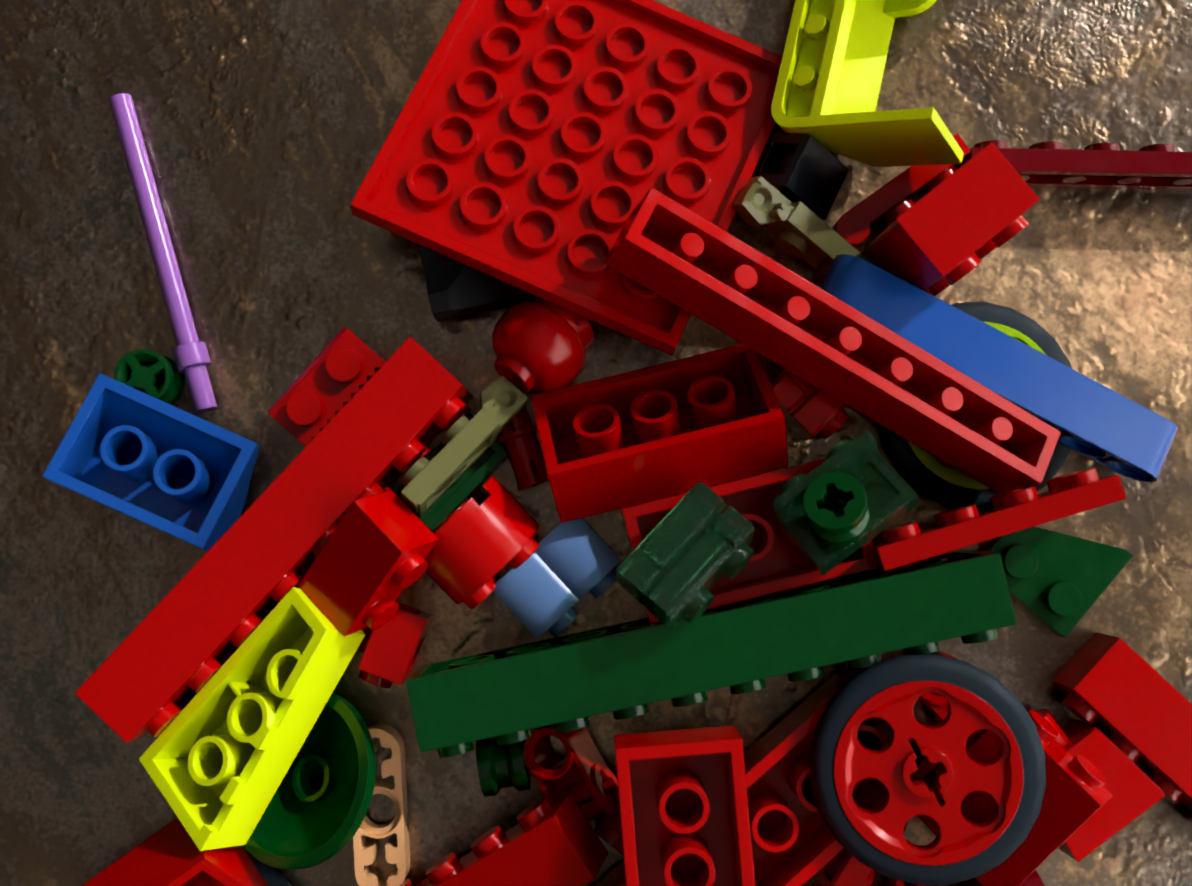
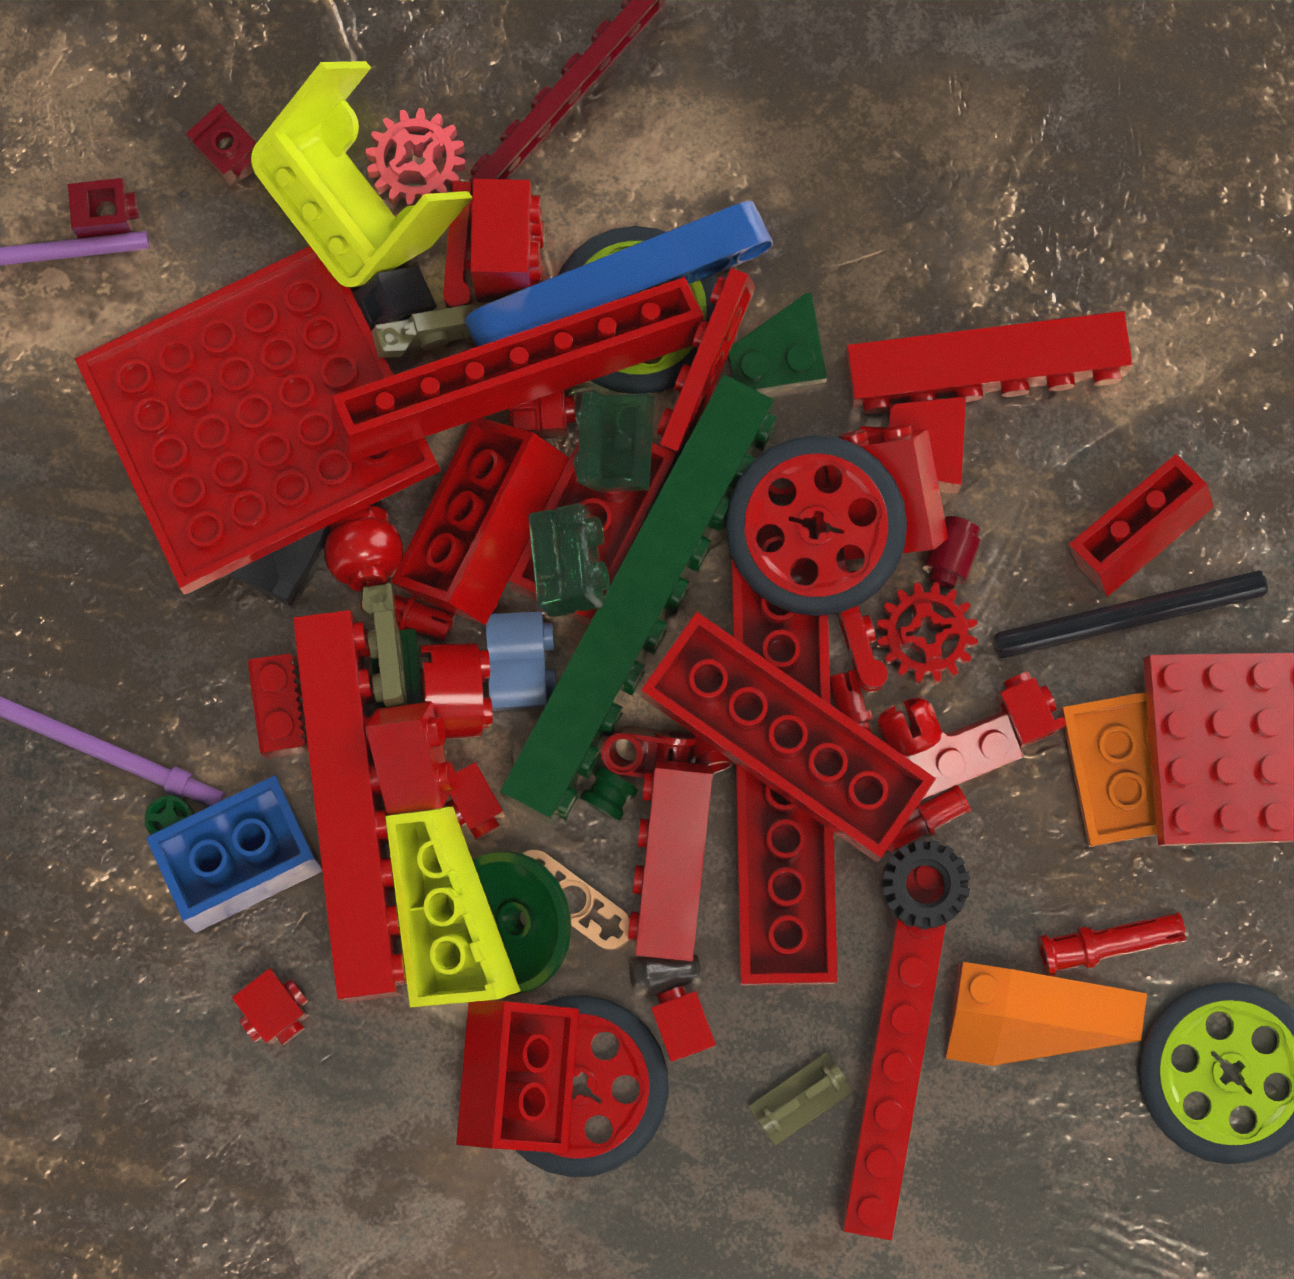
camera: 45 degrees left, 5 degrees down
(50, 618) = (272, 1008): none -> red brick
(839, 523) = (623, 452): dark green wheel -> none
(955, 80) = (405, 144): none -> coral gear

